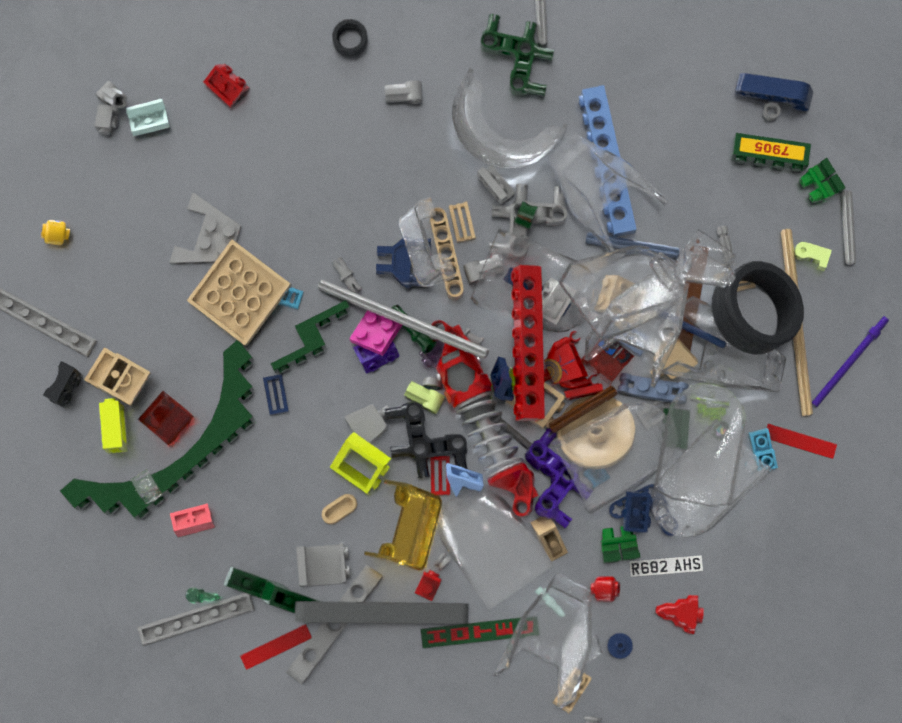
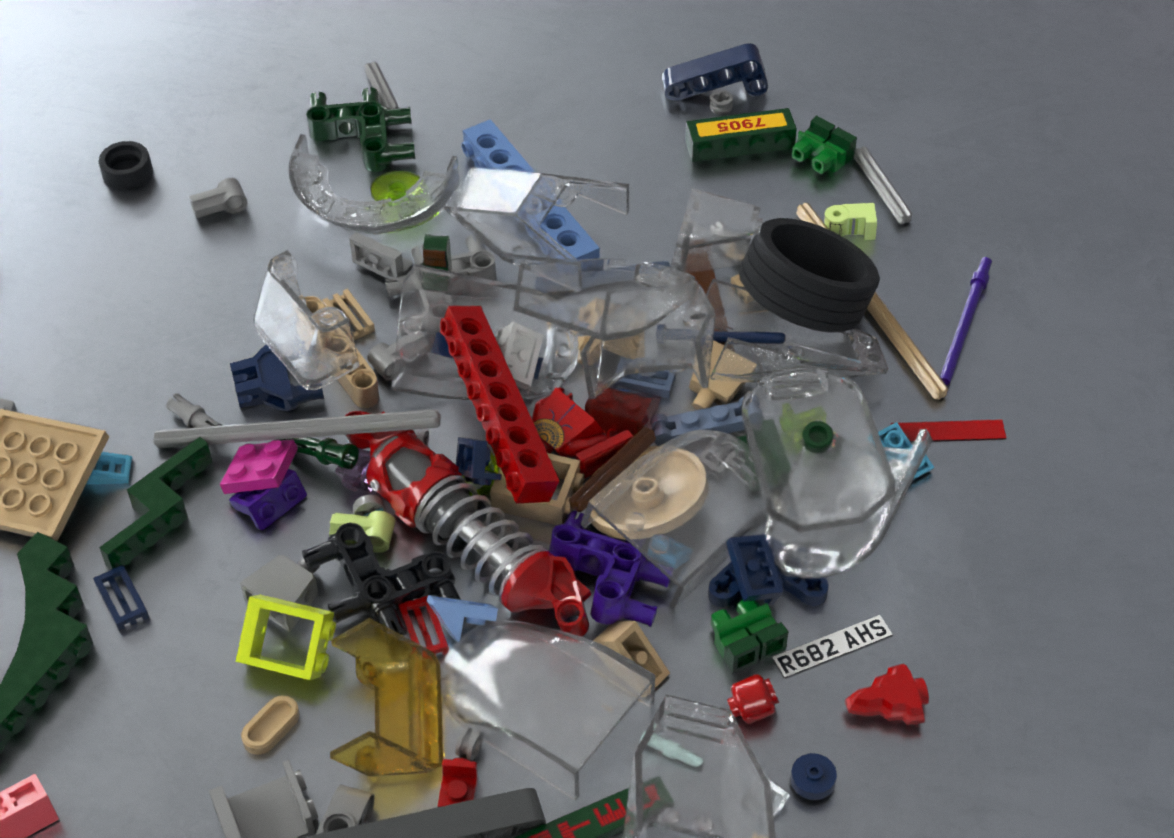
camera: 20 degrees left, 30 degrees down
(523, 116) = (392, 185): none -> clear neon green dish
(709, 438) = (817, 437): none -> dark green tile

